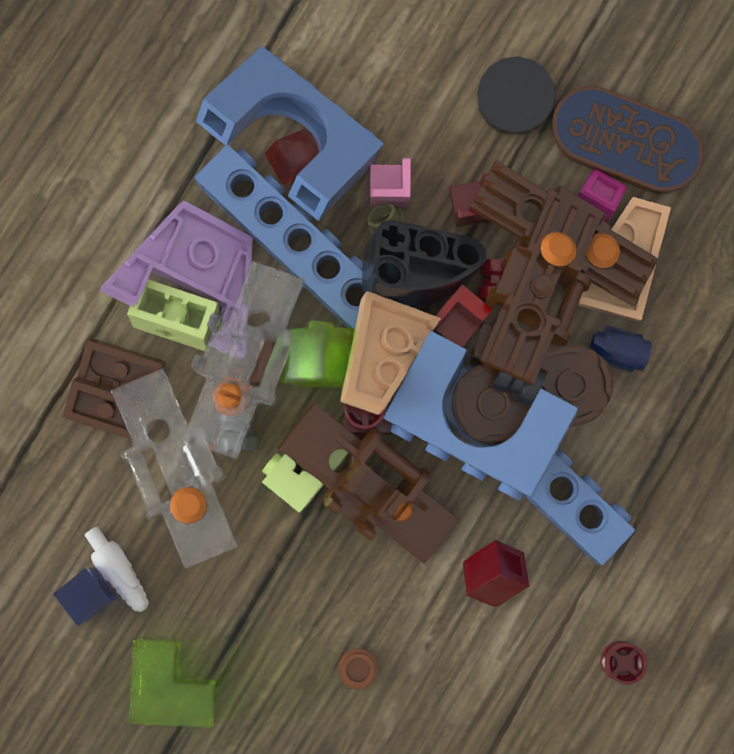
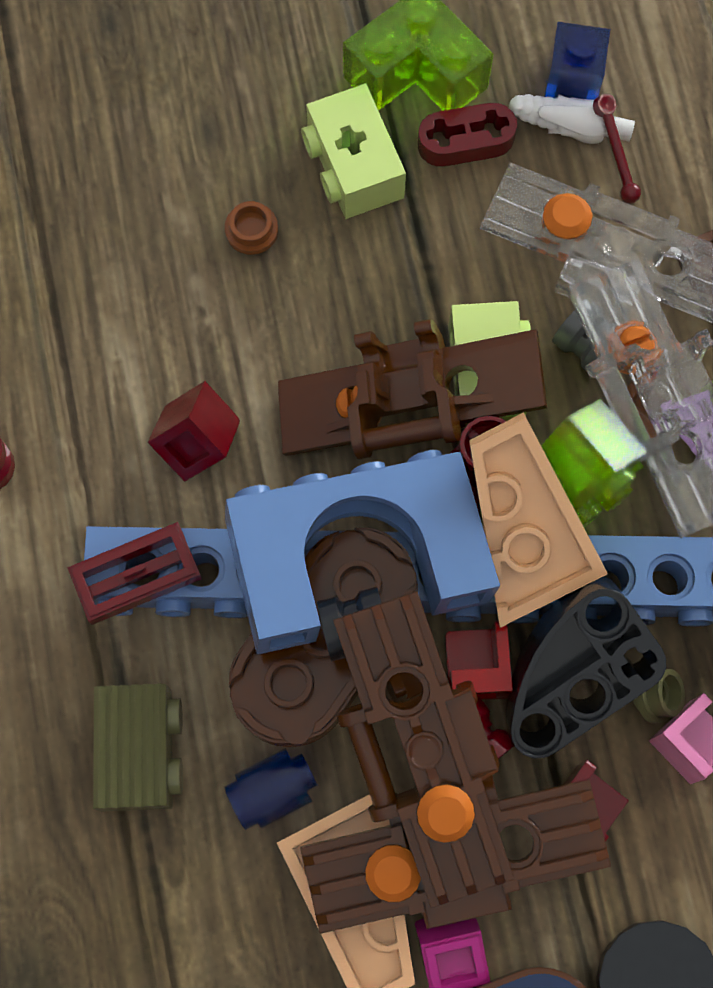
camera: 140 degrees right, 10 degrees down
(98, 552) = (604, 107): none -> dark red hinge
(178, 623) = (467, 134): none -> dark red beam
(242, 677) = (373, 170): none -> yellowish green brick
(632, 526) = (141, 594): none -> dark red tile
(670, 430) = (135, 747): none -> olive brick

